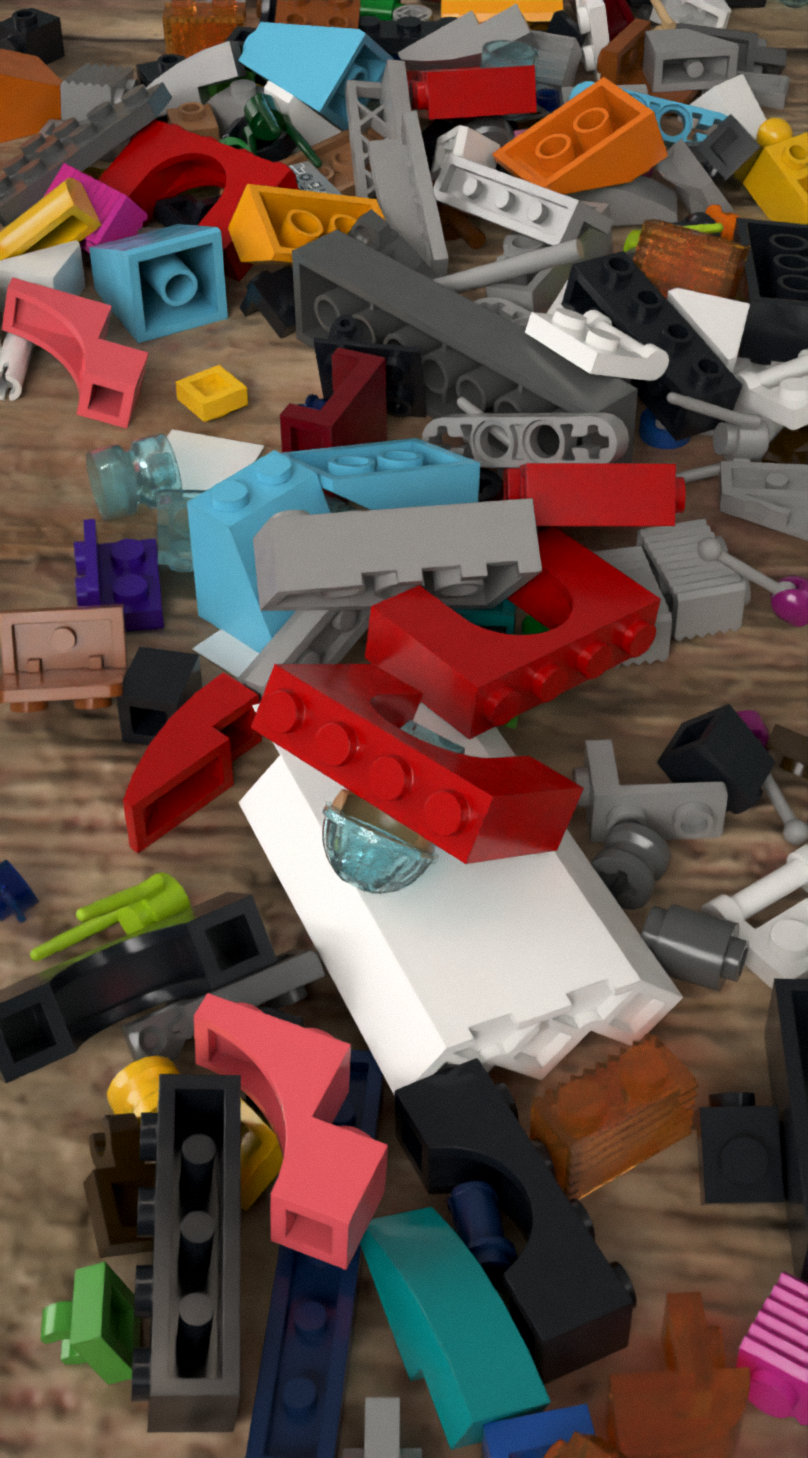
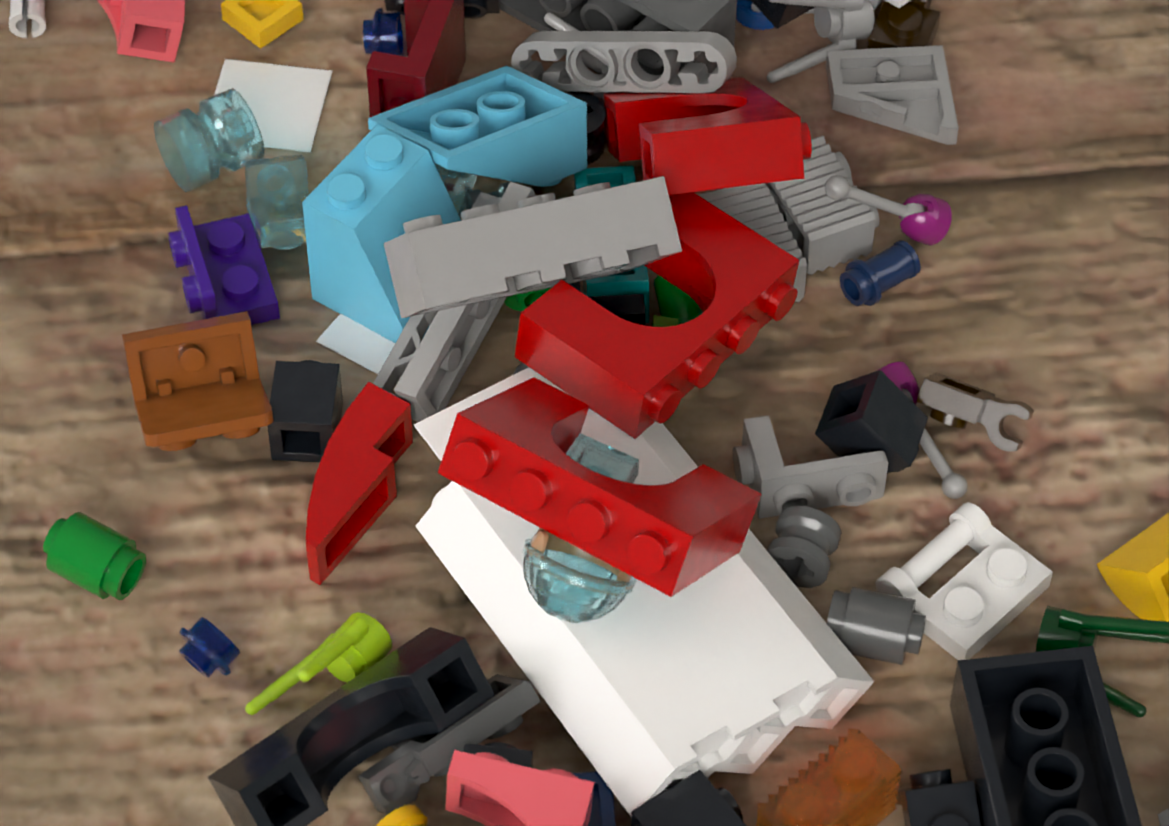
camera: 10 degrees left, 10 degrees up
(731, 646) = (868, 279): none -> dark blue pin

